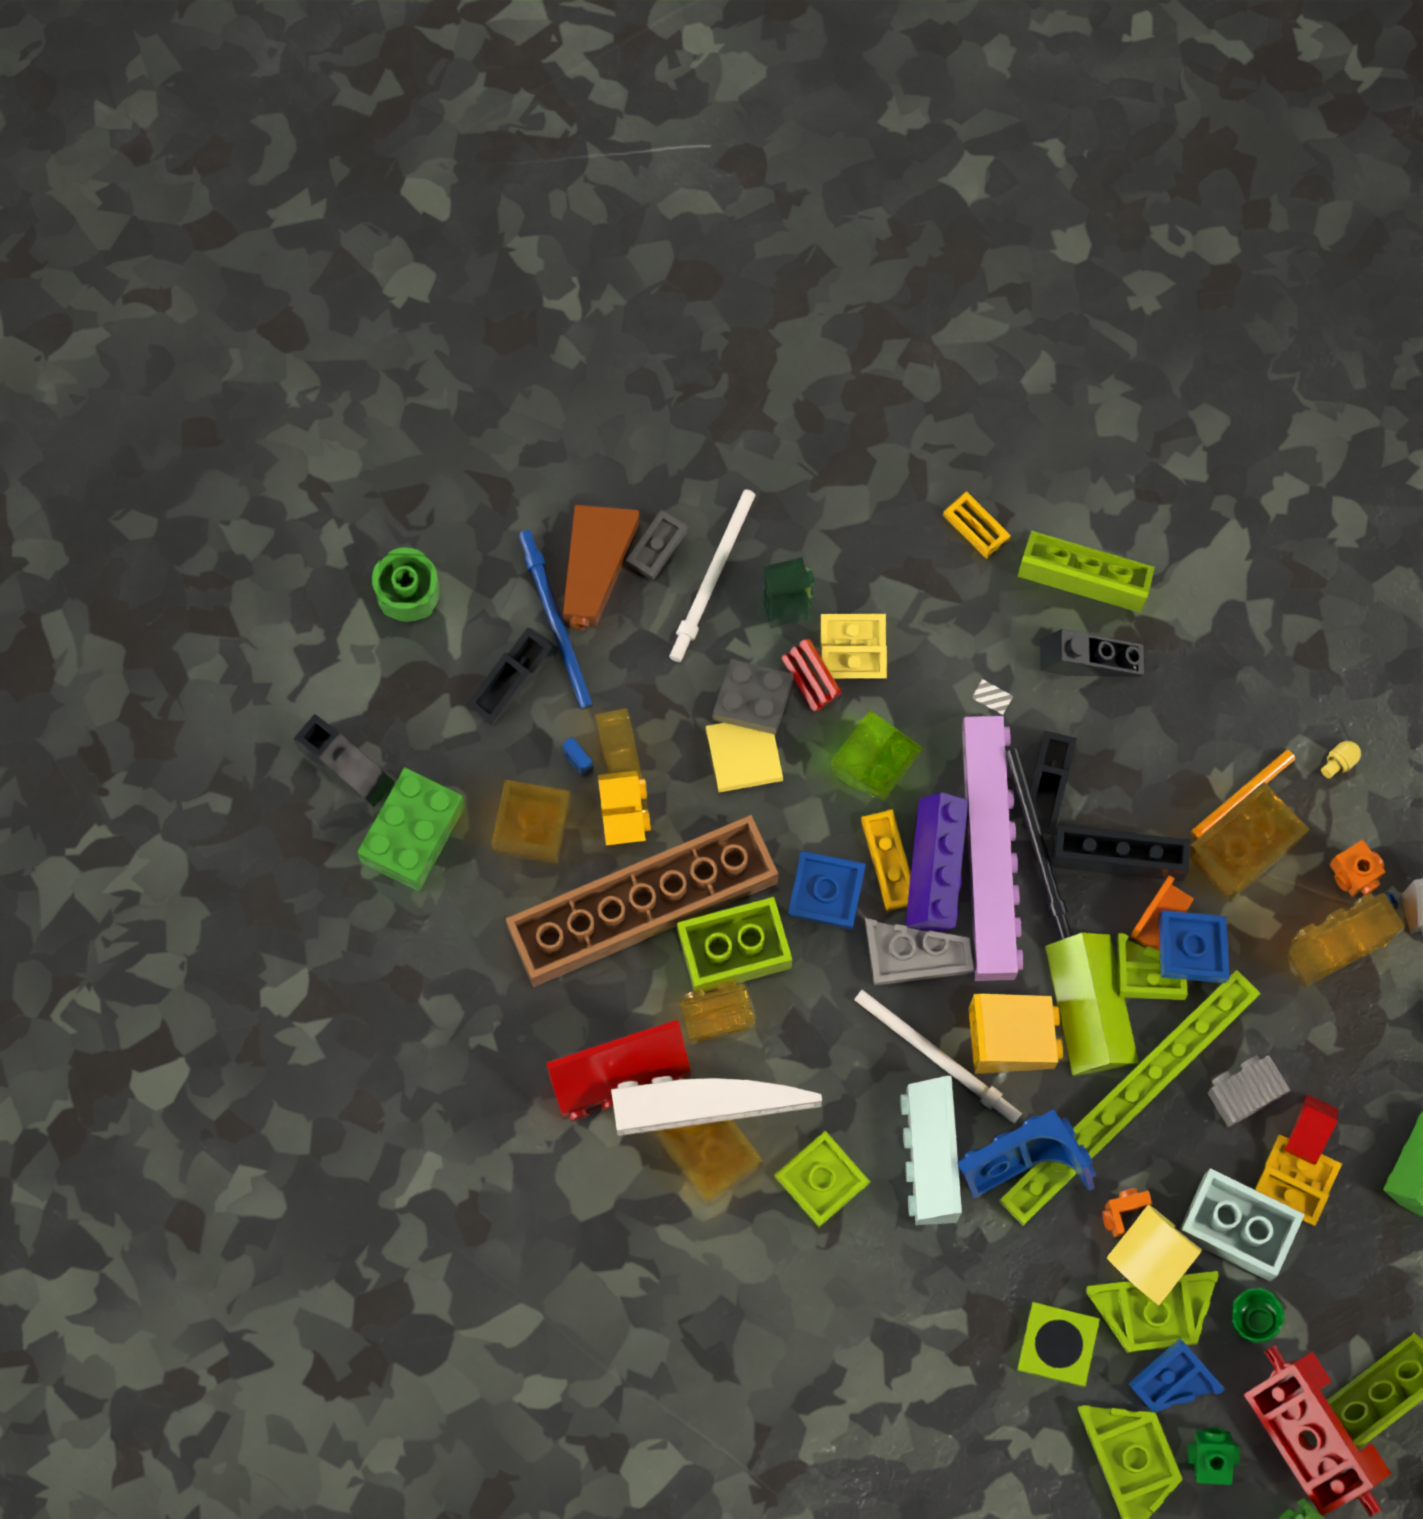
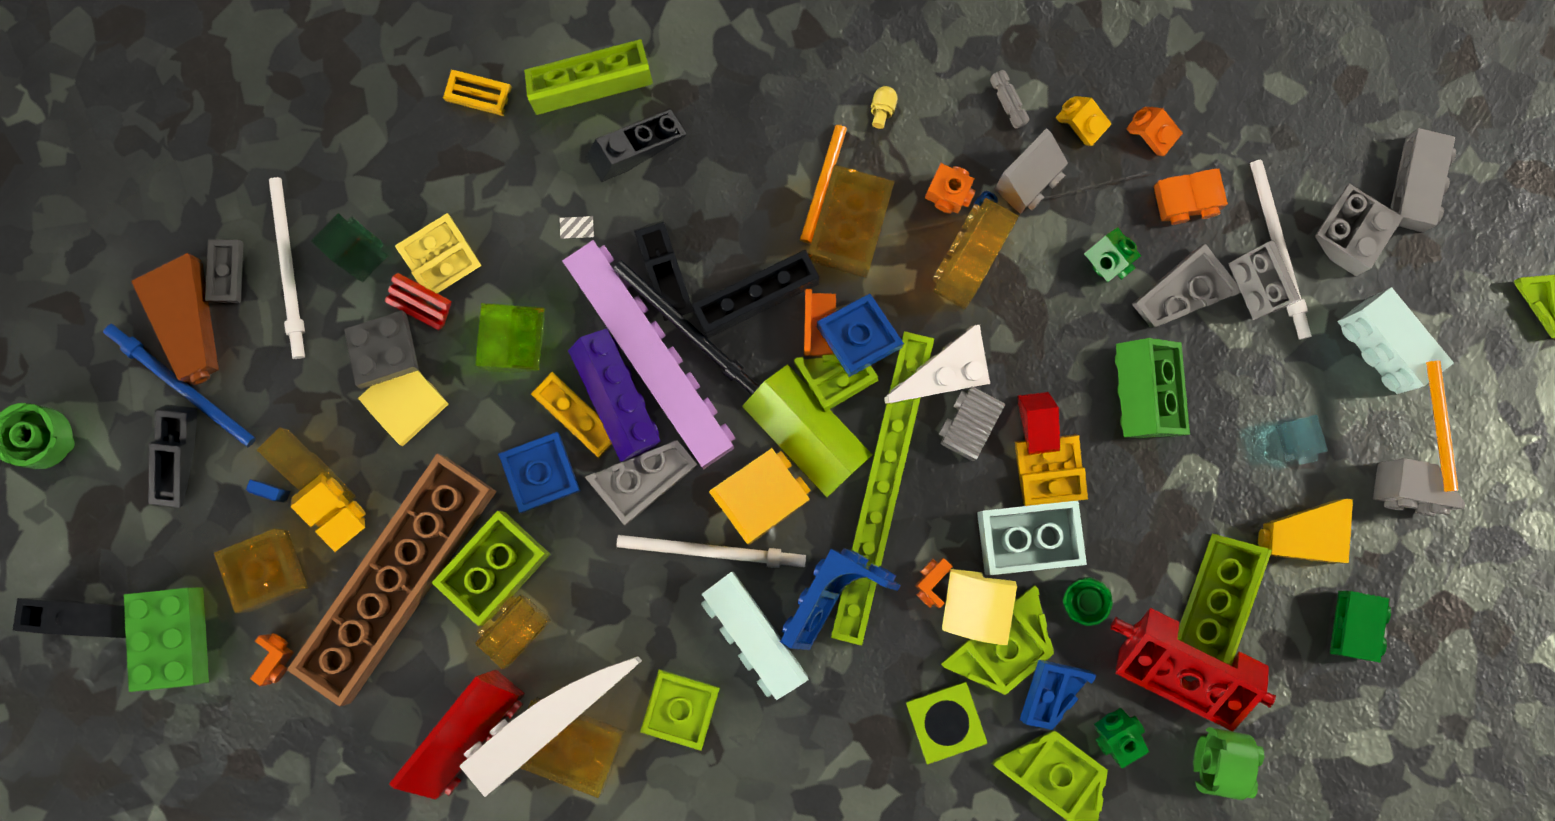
camera: 30 degrees left, 10 degrees up
(487, 911) = (273, 665): none -> orange bracket
(1257, 1030) = (954, 368): none -> white wing

